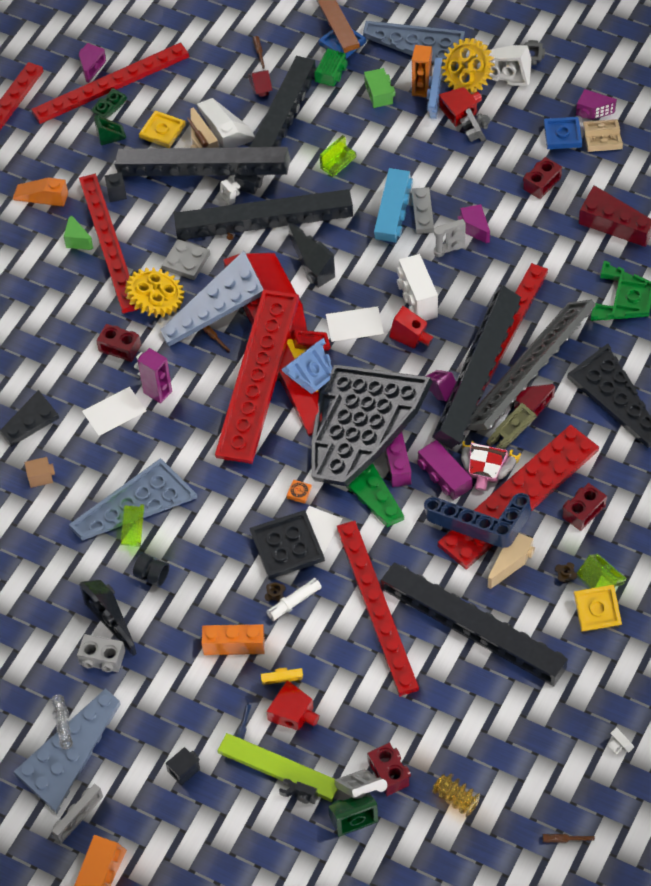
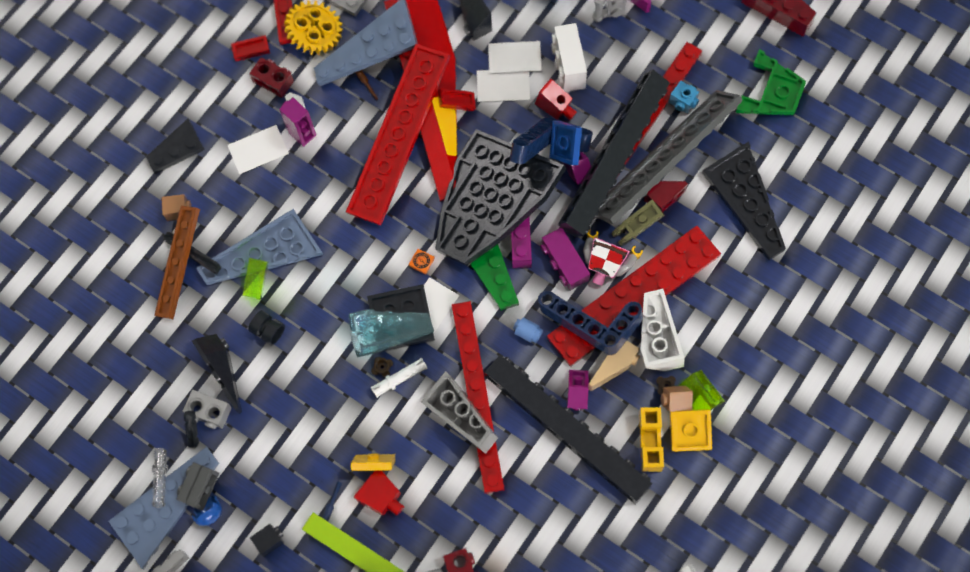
camera: 10 degrees right, 15 degrees up
(49, 520) = (177, 262): none -> dark orange tile
(63, 510) = (197, 256): none -> black axle
(88, 671) = (191, 429): none -> black axle
(92, 320) = (250, 48): none -> red tile
(104, 721) = (197, 486): none -> dark grey brick
(117, 747) = (210, 513): none -> blue hair
(233, 639) = (334, 413): orange brick -> none
(268, 556) = (378, 331): none -> clear light blue wedge
(310, 368) = (451, 132): medium blue wing -> none
(359, 618) = (456, 409): none -> light grey wedge
(362, 297) = (514, 57): none -> white sticker
(408, 356) = (538, 138): none -> dark blue beam
(417, 539) = (527, 330): none -> medium blue brick
(428, 359) = (565, 142): none -> blue plate
(478, 586) = (578, 389): none -> magenta slope
(537, 311) = (684, 97): none -> dark azure brick
(551, 526) = (659, 337): none -> white wedge
(560, 628) = (650, 439): none -> yellow arch
(578, 579) = (677, 398): none -> medium nougat brick
(588, 508) = (698, 320): dark red brick -> none

